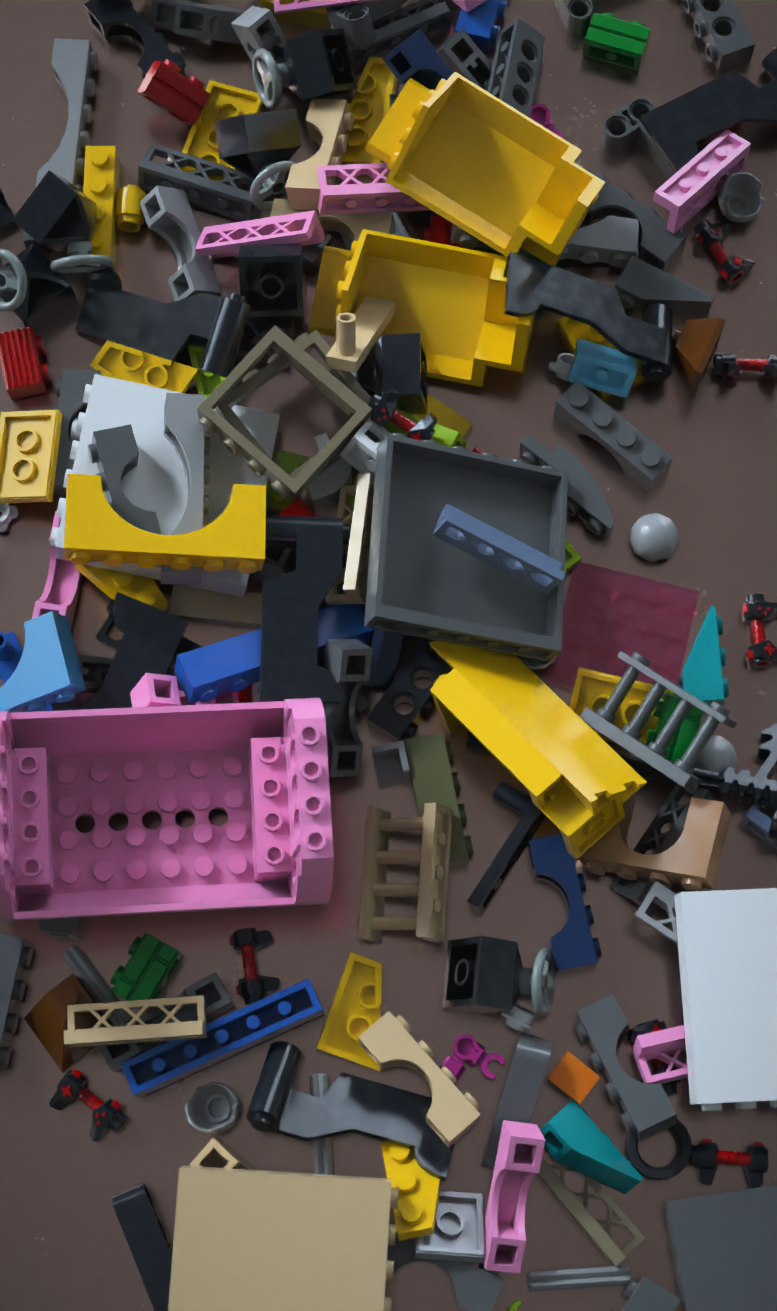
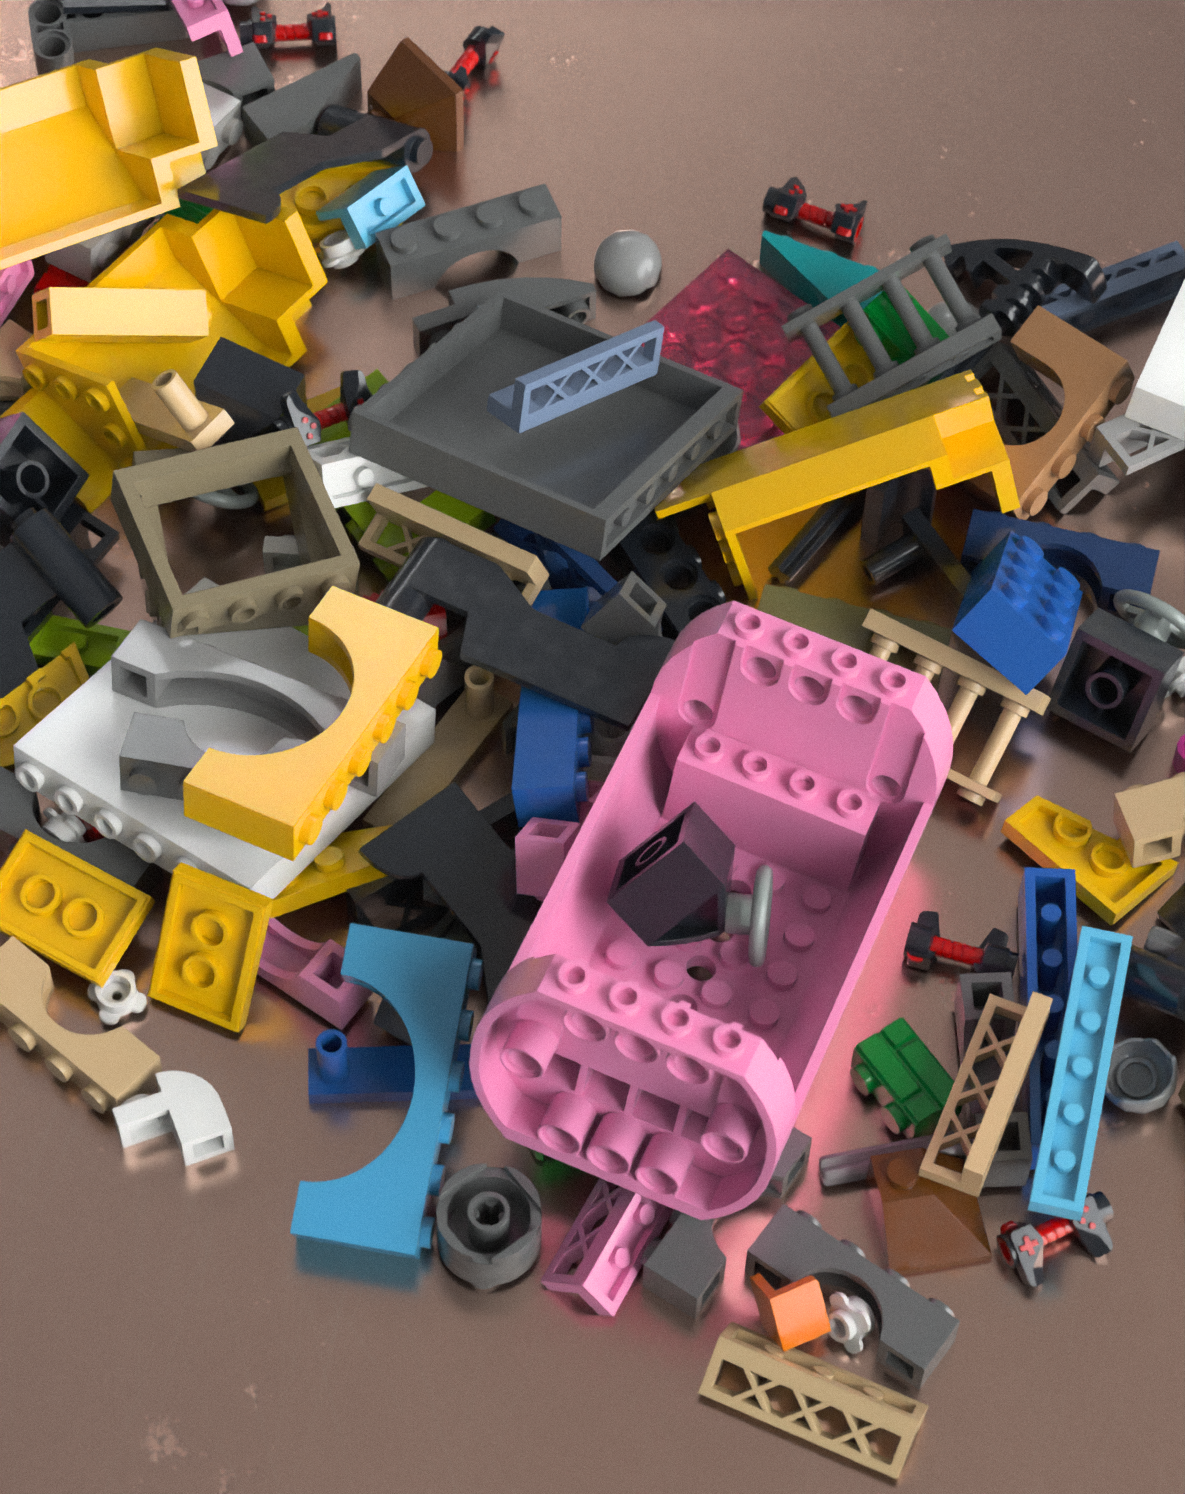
camera: 70 degrees left, 15 degrees down
(31, 545) = (209, 947): none -> yellow tile
(173, 782) = (680, 888): none -> black piece
(173, 1072) = (1080, 1074): none -> medium azure plate
(419, 272) = (120, 315): none -> yellow brick
(481, 893) = (1019, 611): none -> blue brick

